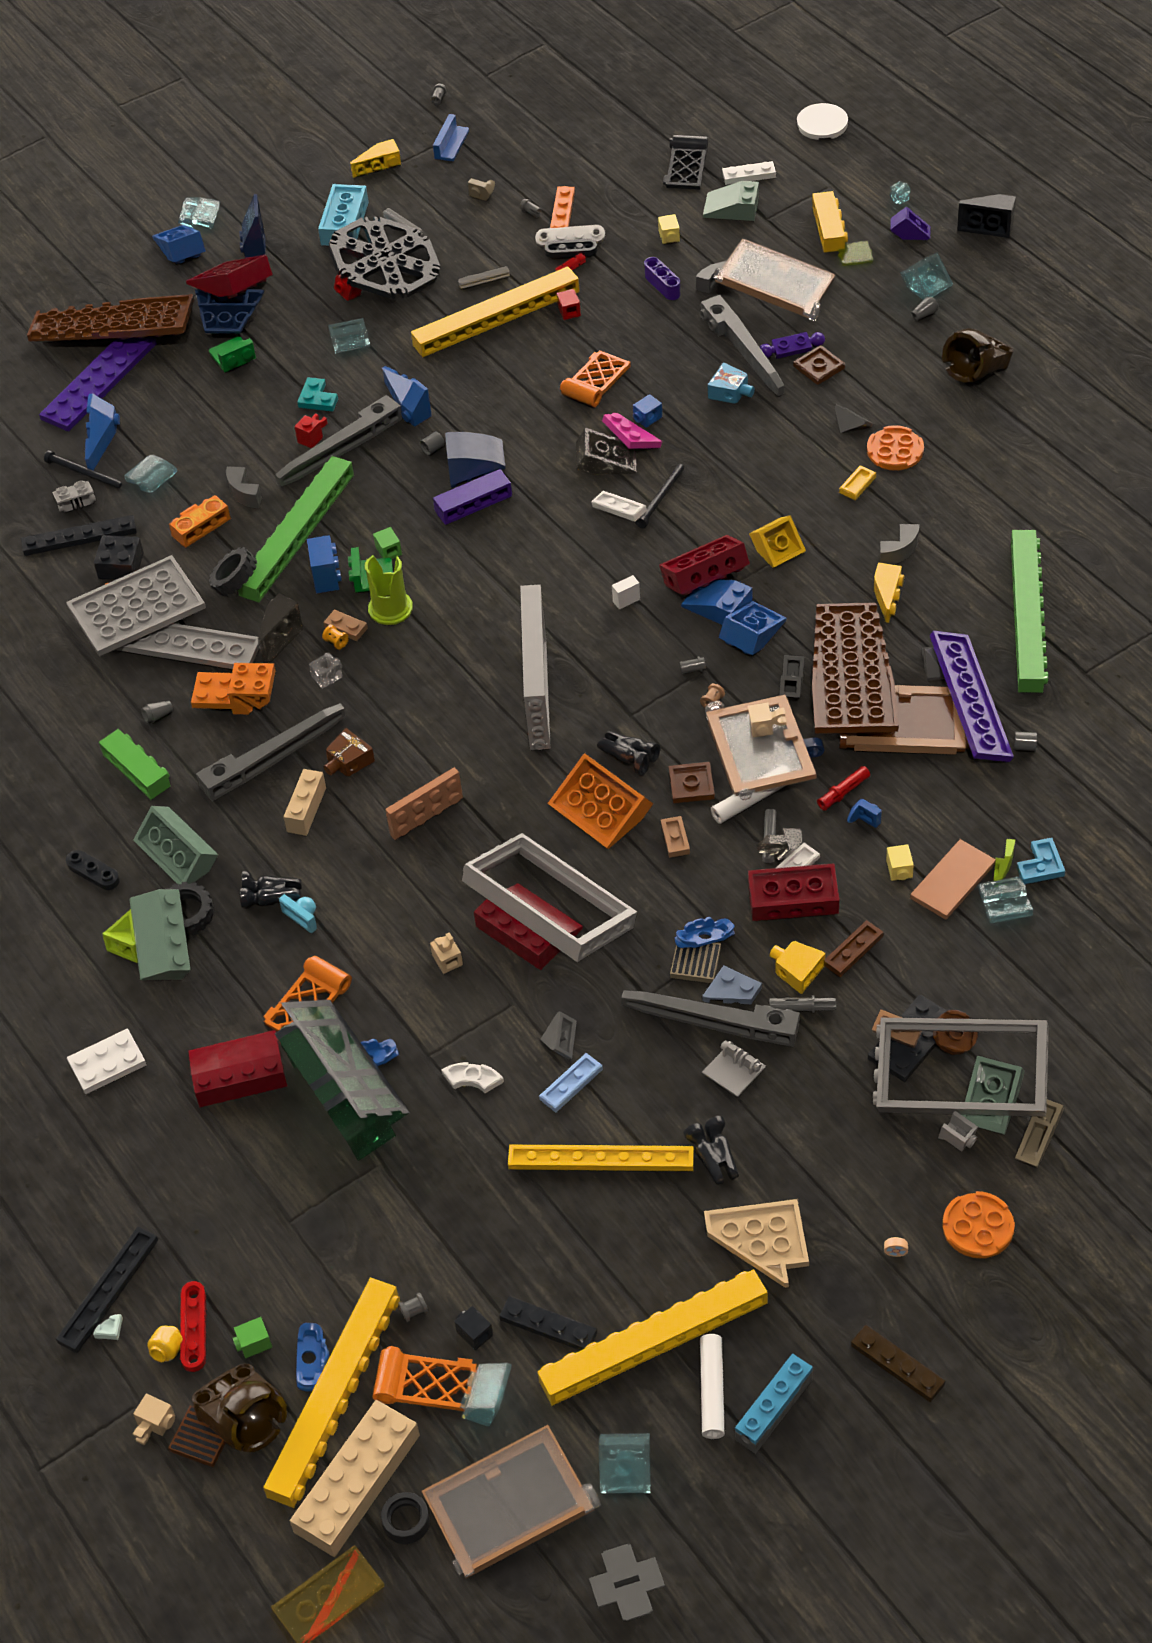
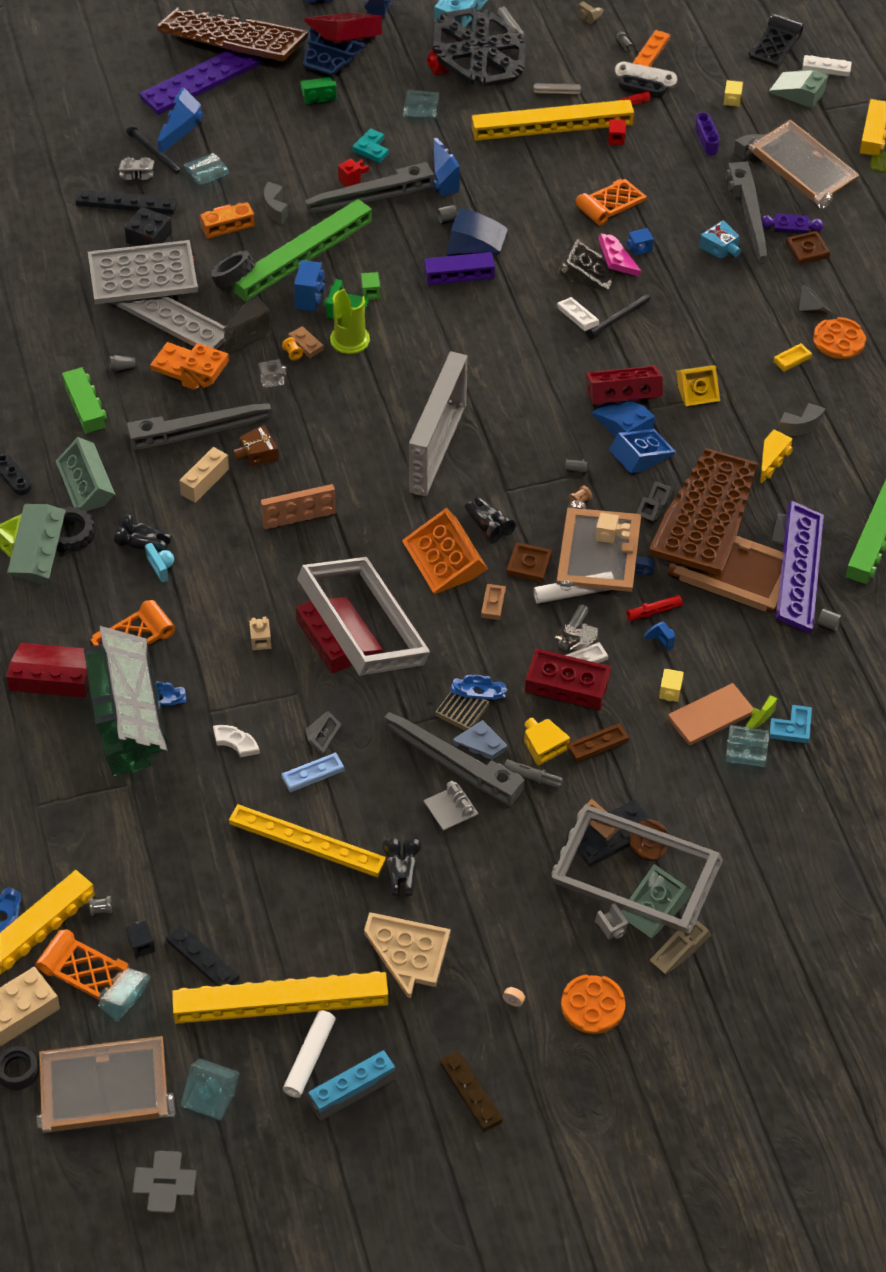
camera: 15 degrees right, 0 degrees up
(626, 592) = (548, 387): white piece -> none

